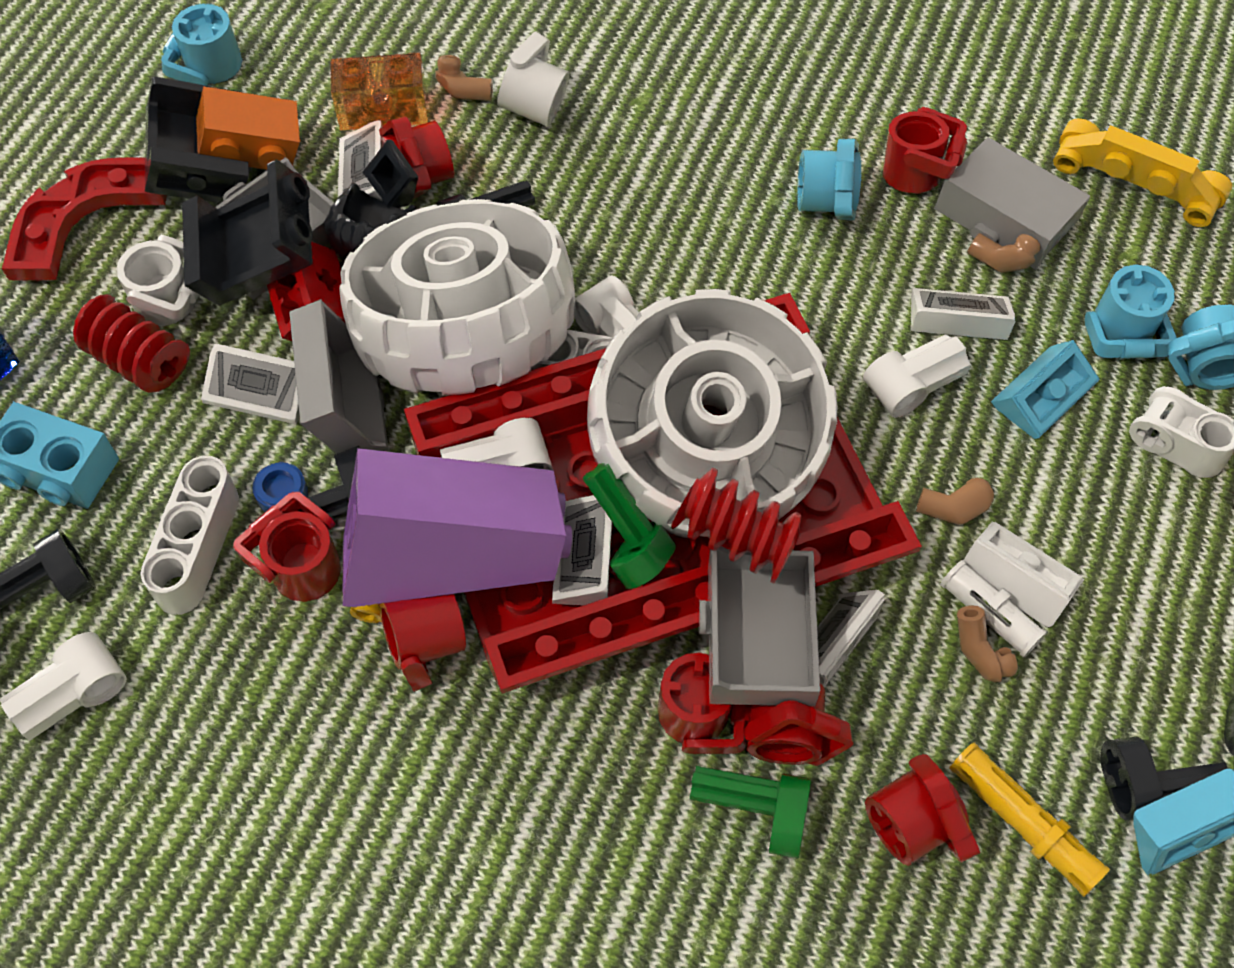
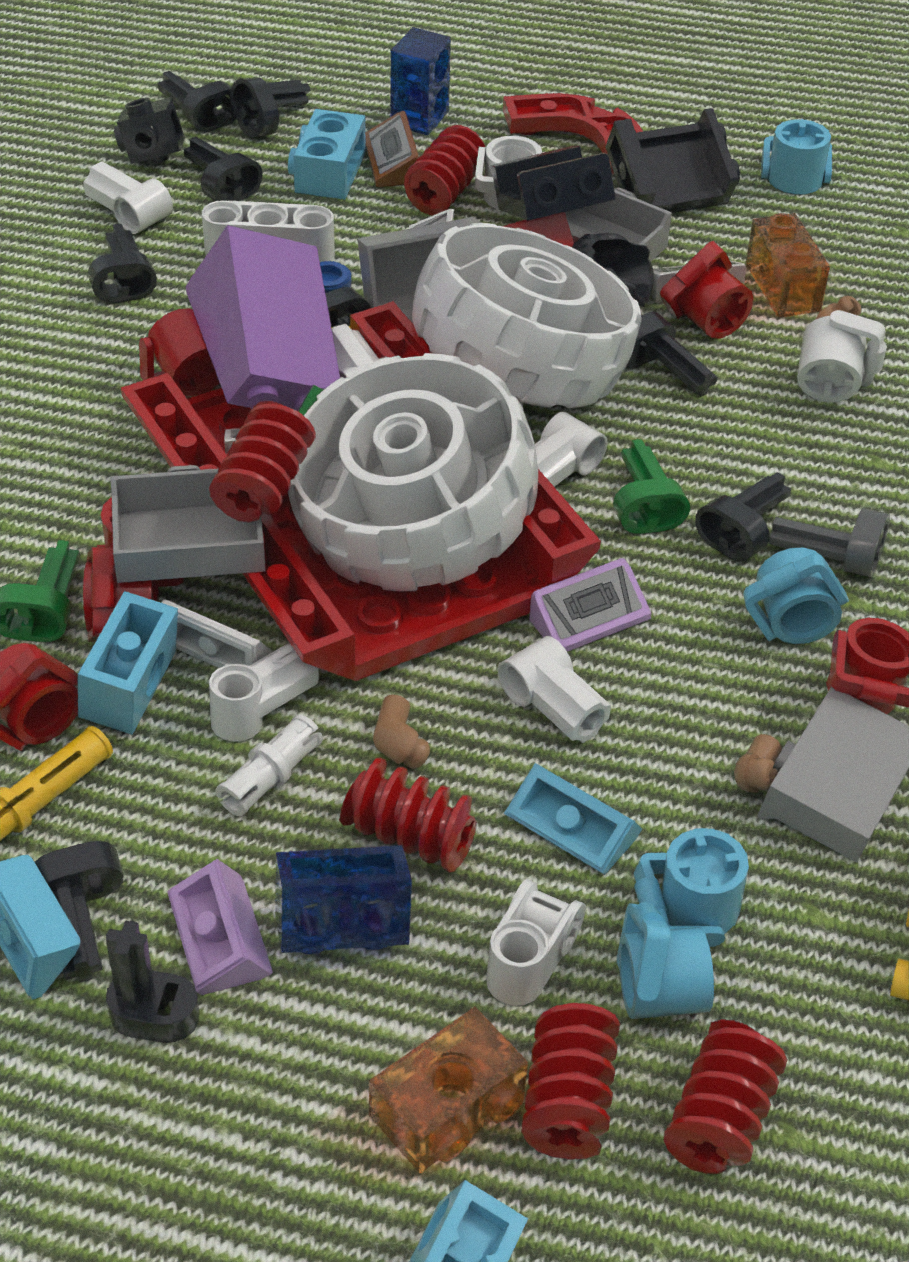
camera: 80 degrees right, 15 degrees down
(61, 389) = (391, 150): none -> slope
(222, 691) = (131, 269): none -> black piece
(247, 127) = (696, 188): orange brick -> none
(392, 176) = (662, 269): black slope -> none
(689, 254) = (652, 500): none -> green piece
(721, 213) = (736, 523): none -> black piece
(764, 132) = (857, 550): none -> dark grey piece
(824, 333) = (589, 605): none -> slope
(893, 711) = (127, 662): none -> medium azure brick
(907, 604) = (247, 693): none -> white piece
(961, 314) = (660, 734): white slope -> none
(975, 646) = (216, 756): medium nougat arm -> none
(1032, 578) = (313, 805): white slope -> none
(1065, 498) = (410, 815): none -> red piece
(1170, 556) = (341, 887): none -> clear blue brick
(1171, 668) = (218, 929): none -> lavender slope

